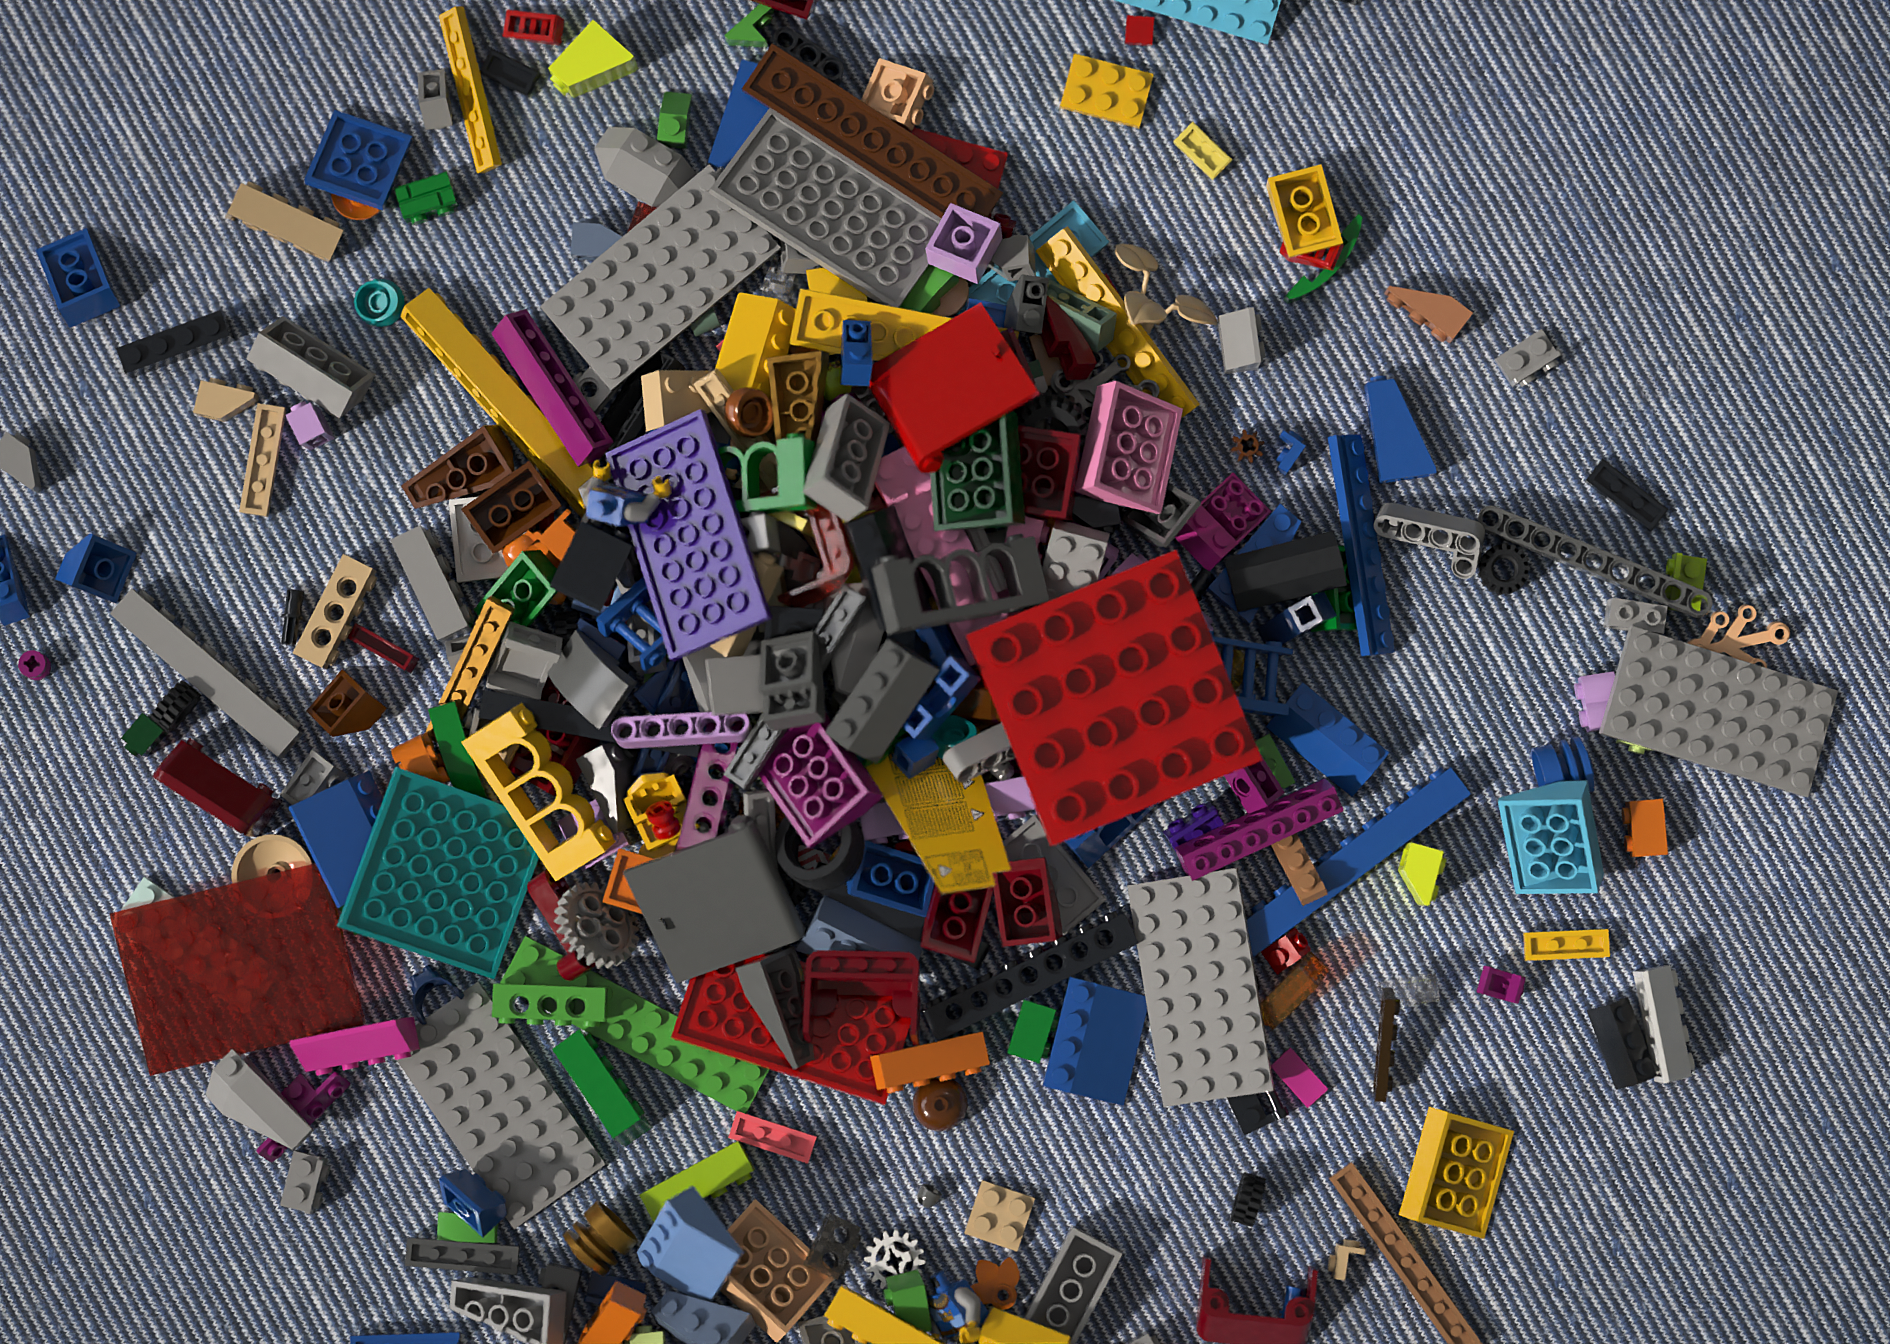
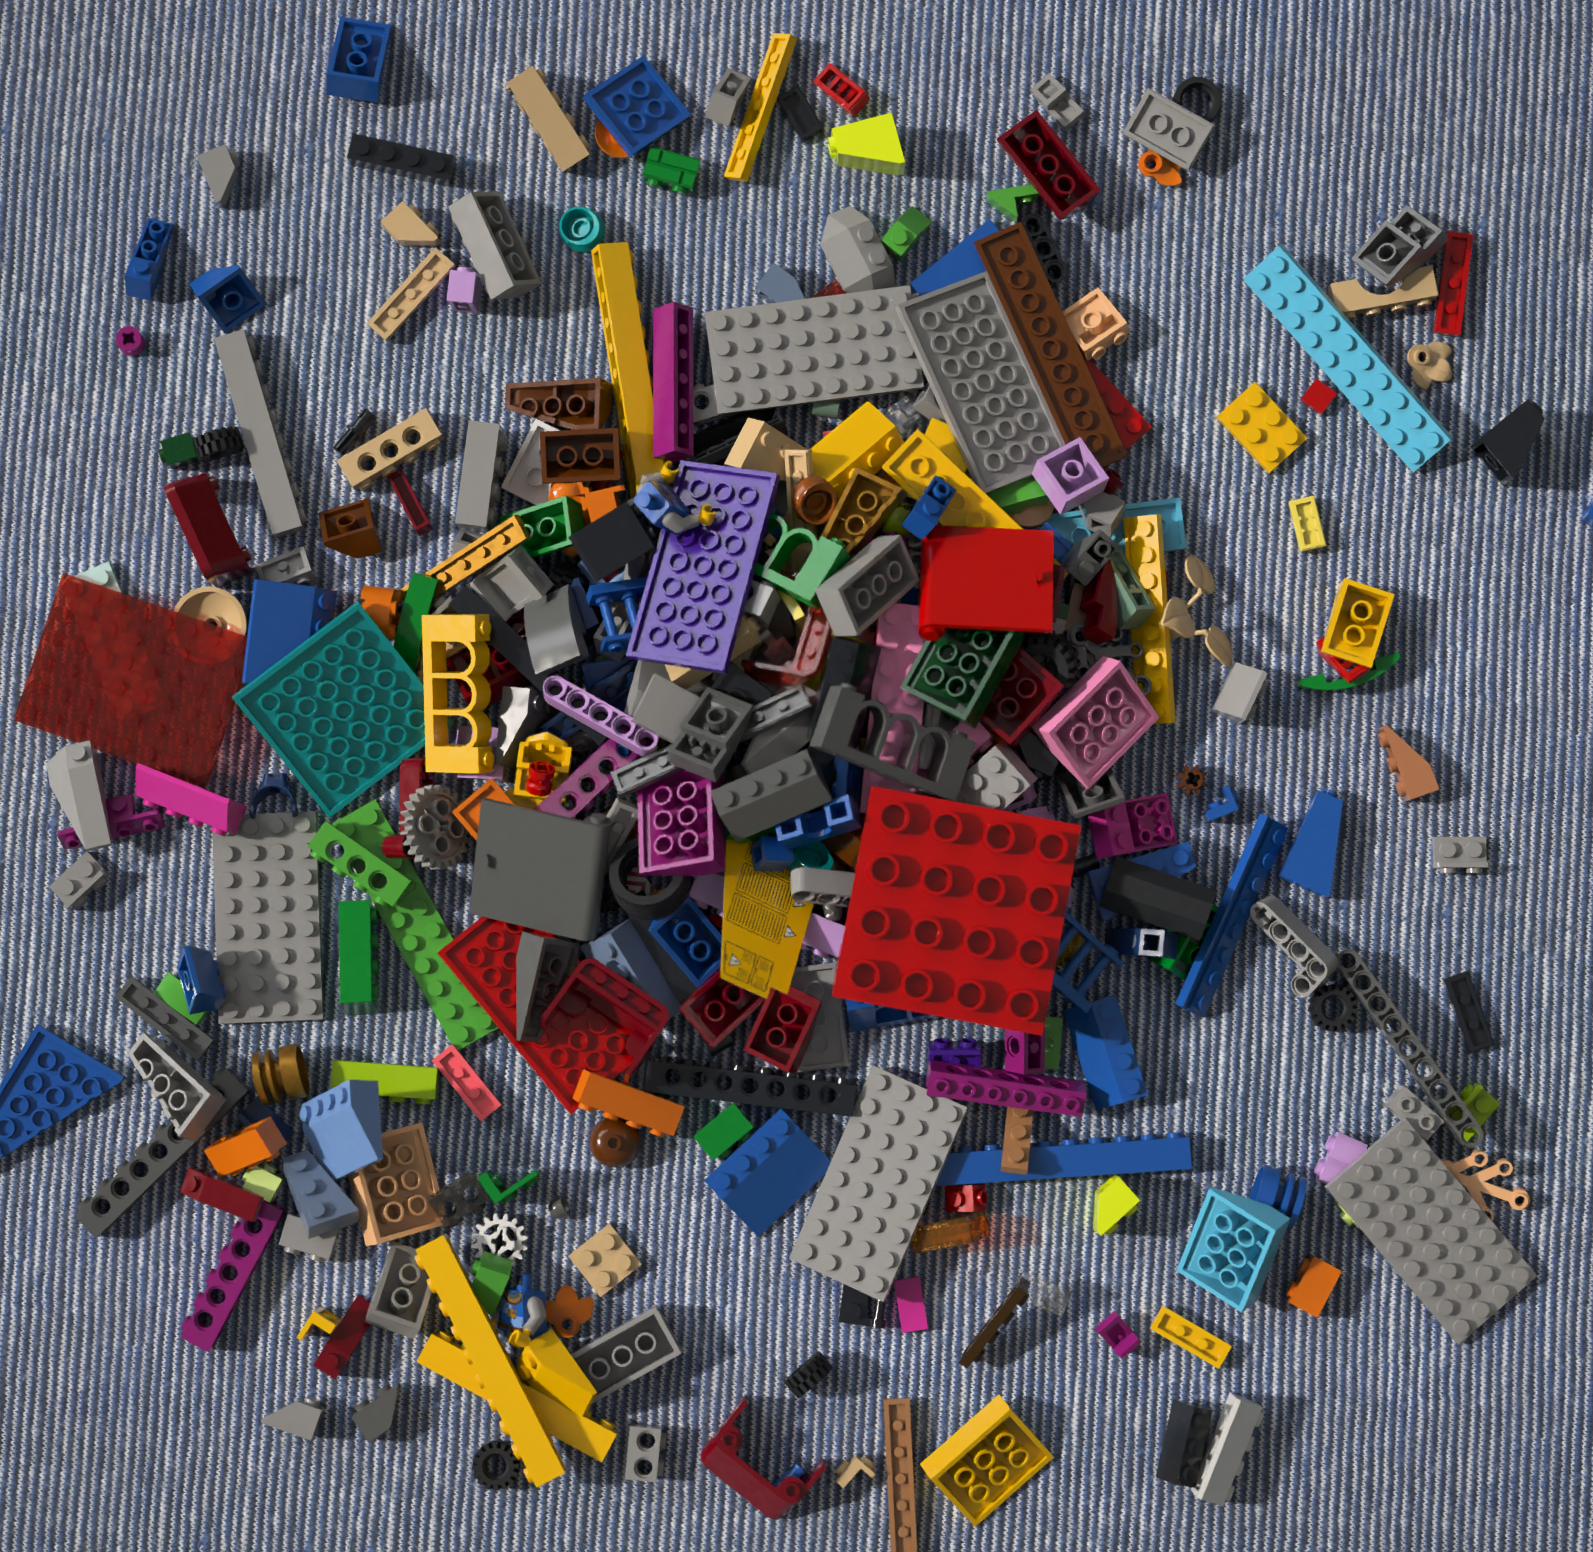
camera: 30 degrees right, 0 degrees up
(856, 1211) = (493, 1185): none -> green bracket

